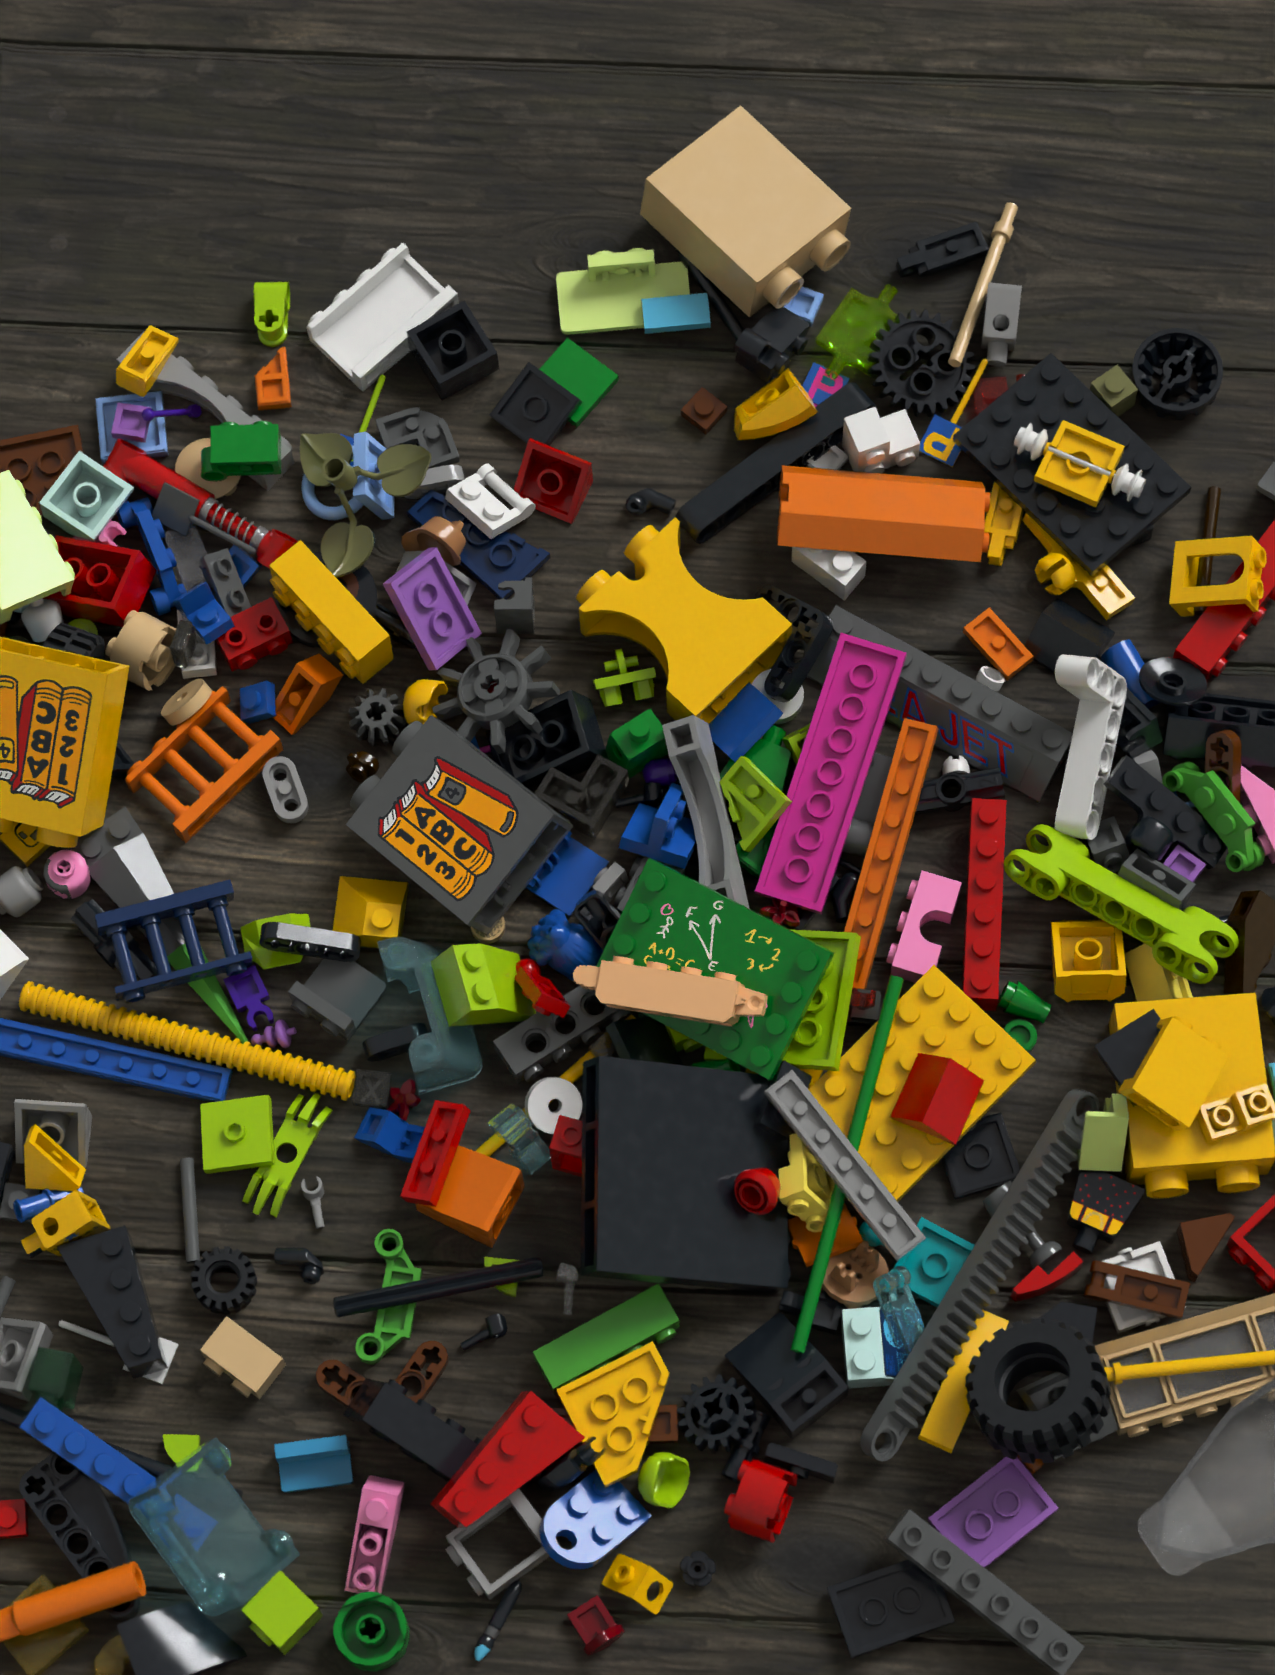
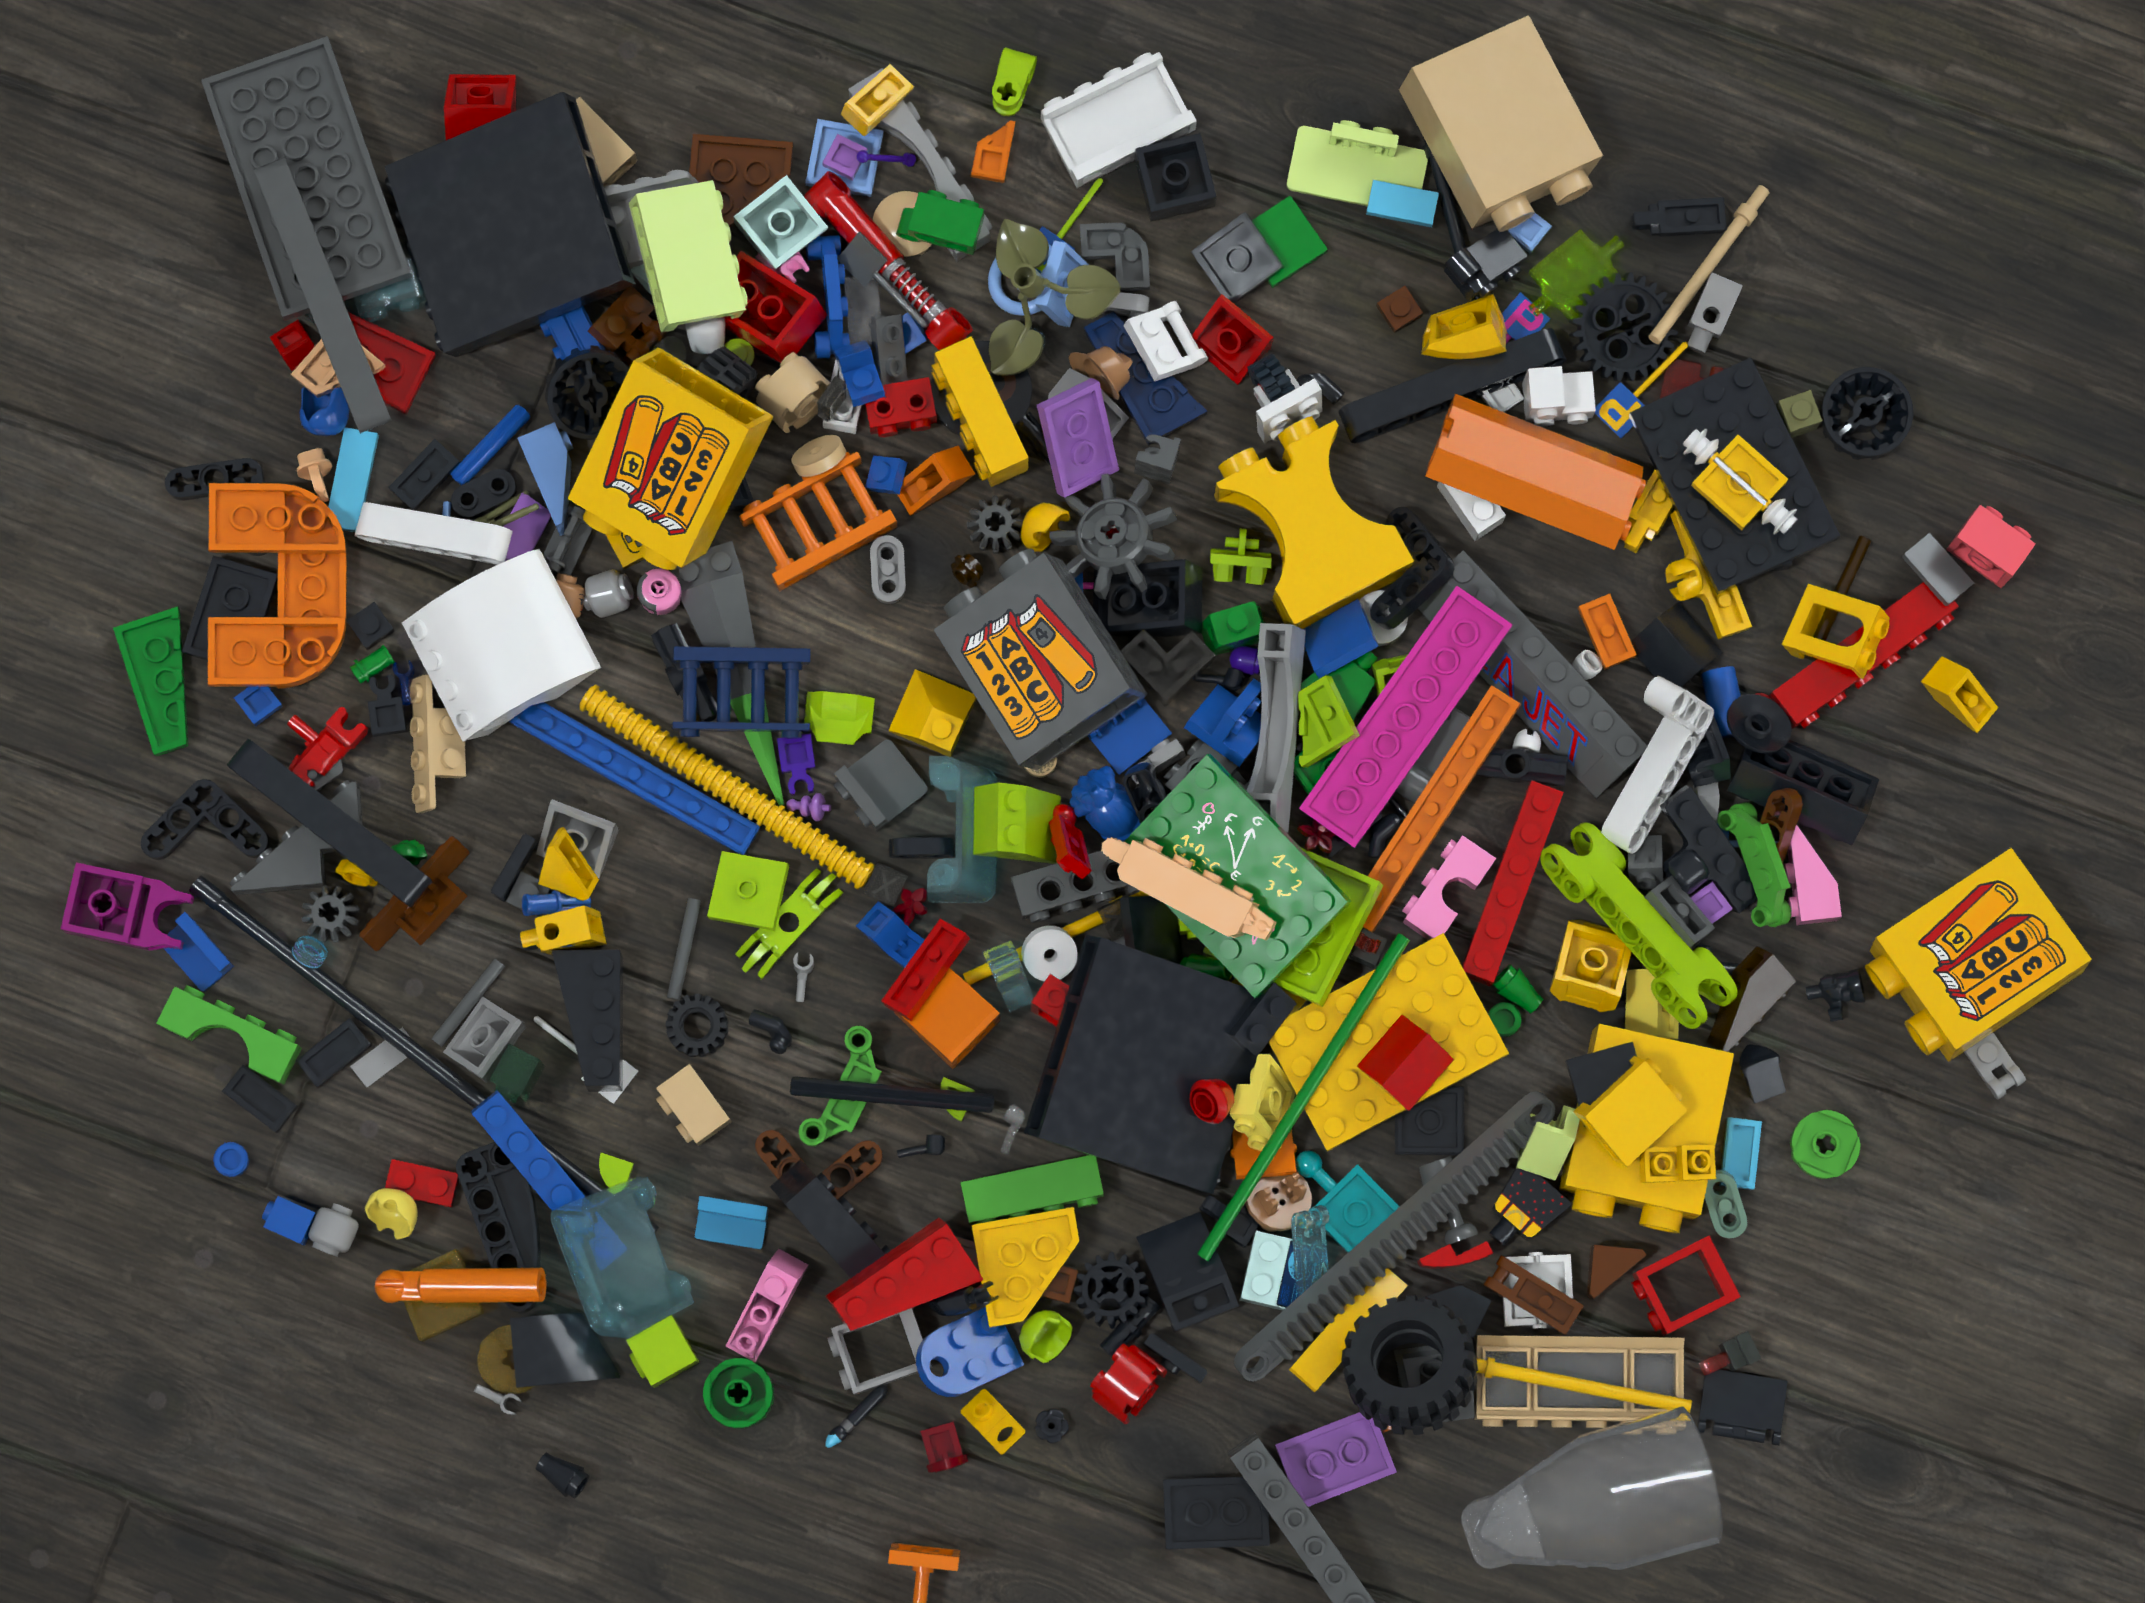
camera: 10 degrees right, 10 degrees up
(310, 941) = (868, 729): black beam -> none
(616, 517) = (1281, 397): none -> white plate
(844, 1165) = (1299, 1100): light grey tile -> none

